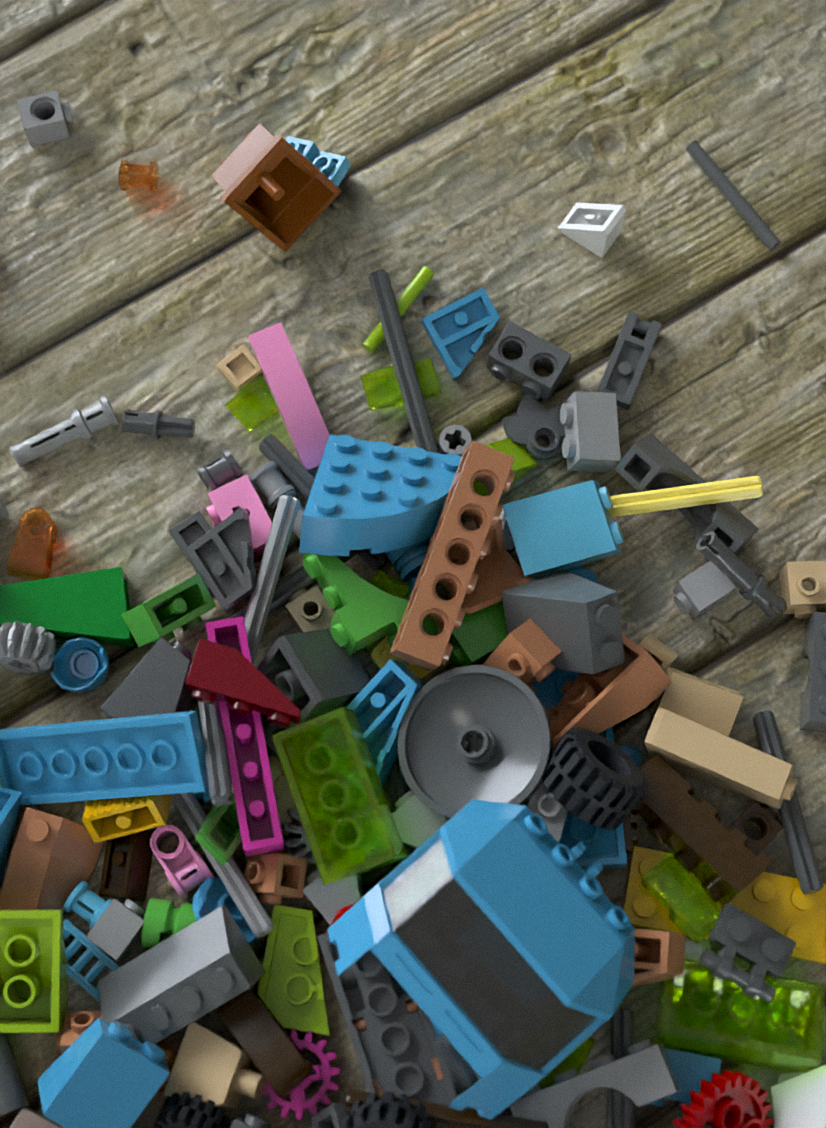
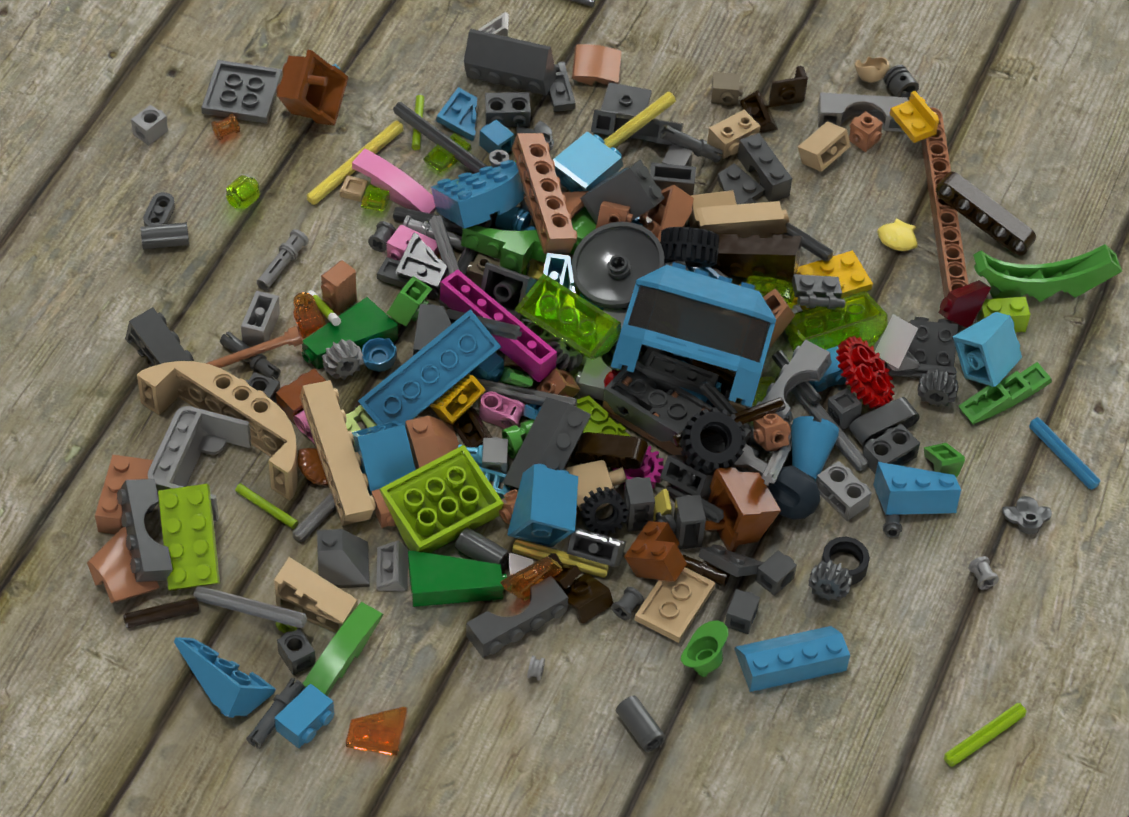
camera: 35 degrees left, 20 degrees down
(56, 549) = (325, 309): none -> bar
(89, 293) = (242, 192): none -> clear neon green head
(93, 529) = (339, 287): none -> nougat brick
(157, 424) = (330, 232): dark grey axle -> none
(194, 128) = (242, 91): none -> dark grey plate
(231, 678) = (482, 291): dark red slope -> none
(291, 322) = (341, 173): none -> light yellow axle
(479, 401) = (496, 137): none -> dark azure brick
(573, 292) = (509, 62): none -> dark grey slope
(590, 431) = (564, 122): light grey brick -> none
(671, 621) = (669, 174): none -> dark grey brick
(706, 354) = (596, 64): none -> nougat slope
(706, 439) = (626, 99): none -> dark grey plate
(769, 678) = (741, 183): none -> dark grey wing

